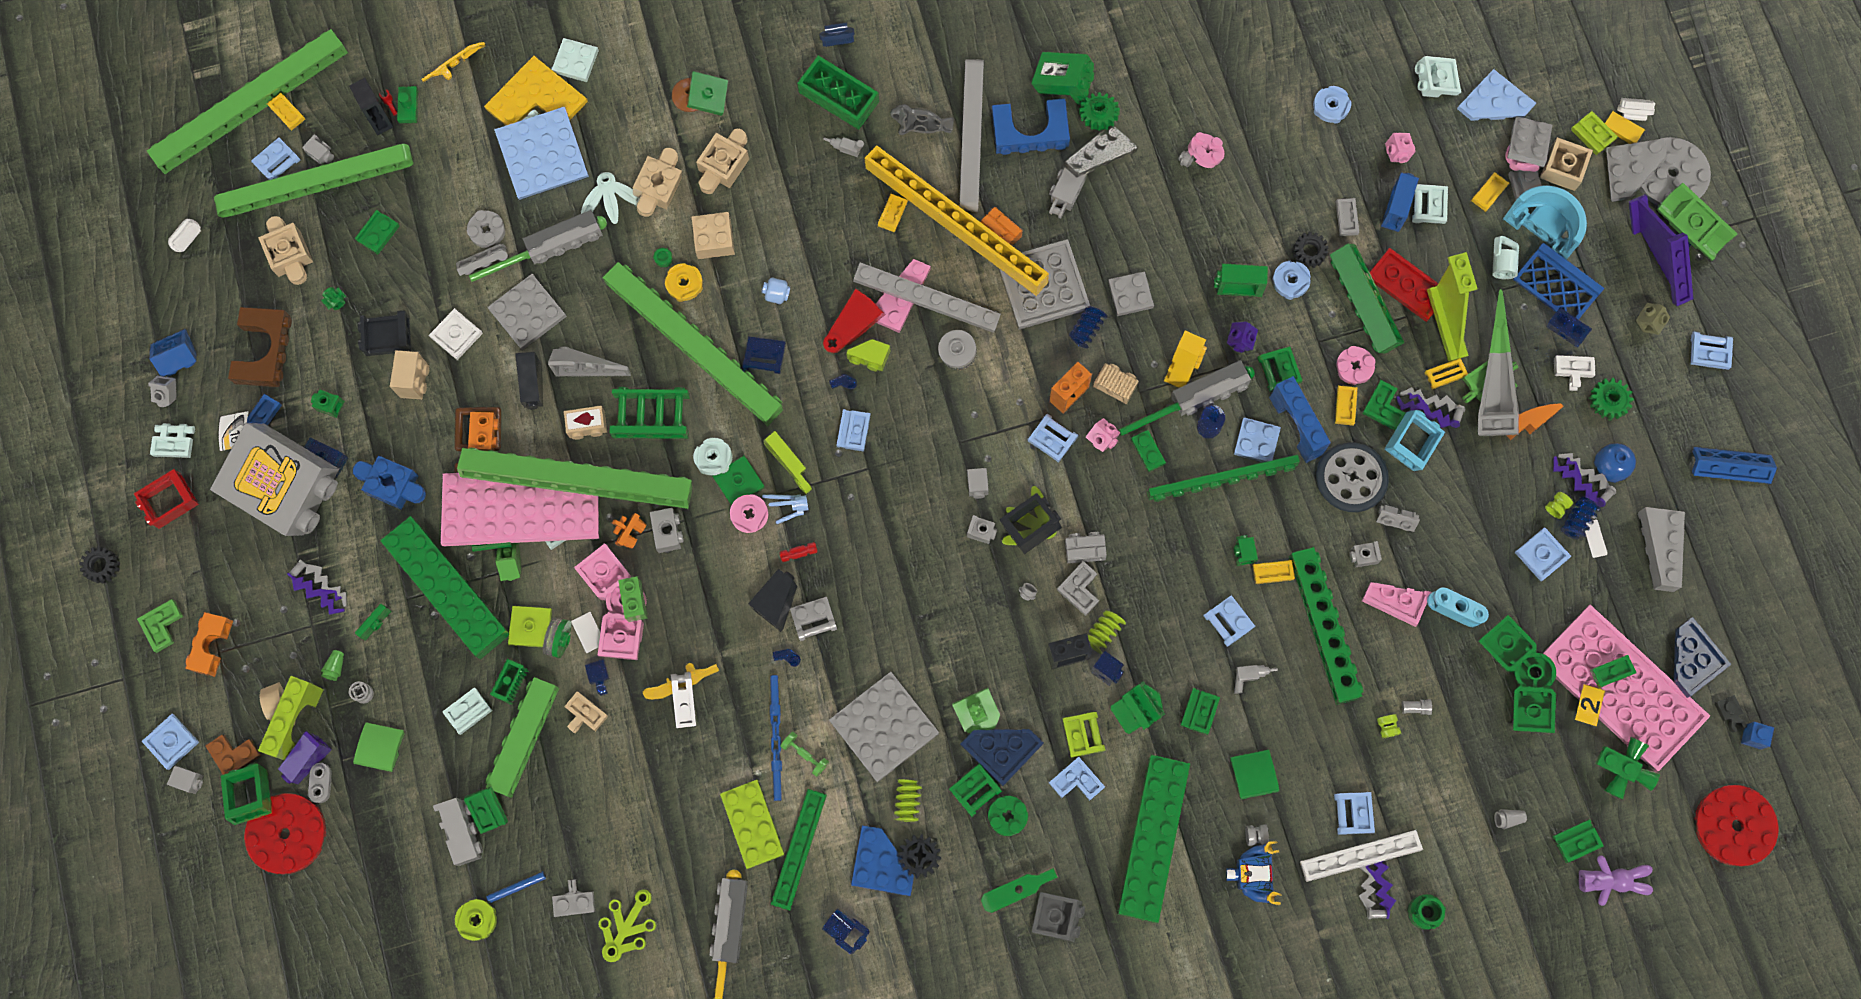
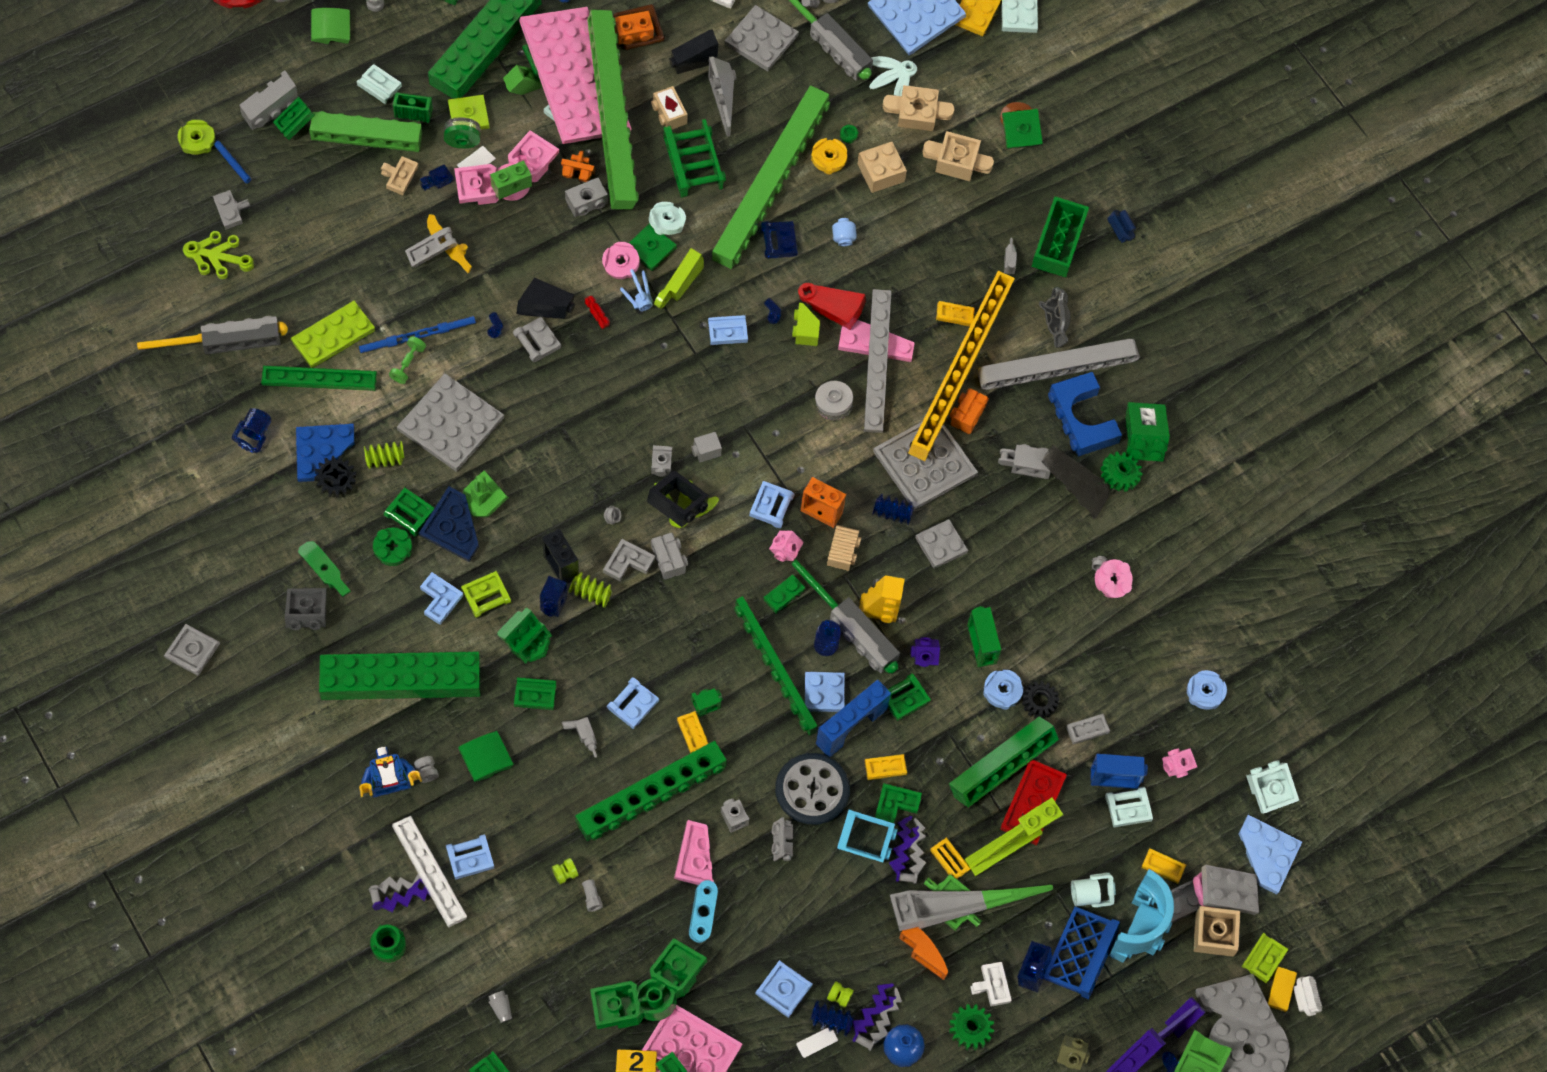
camera: 65 degrees right, 10 degrees down
(1359, 355) = (939, 761): bright pink plate -> none

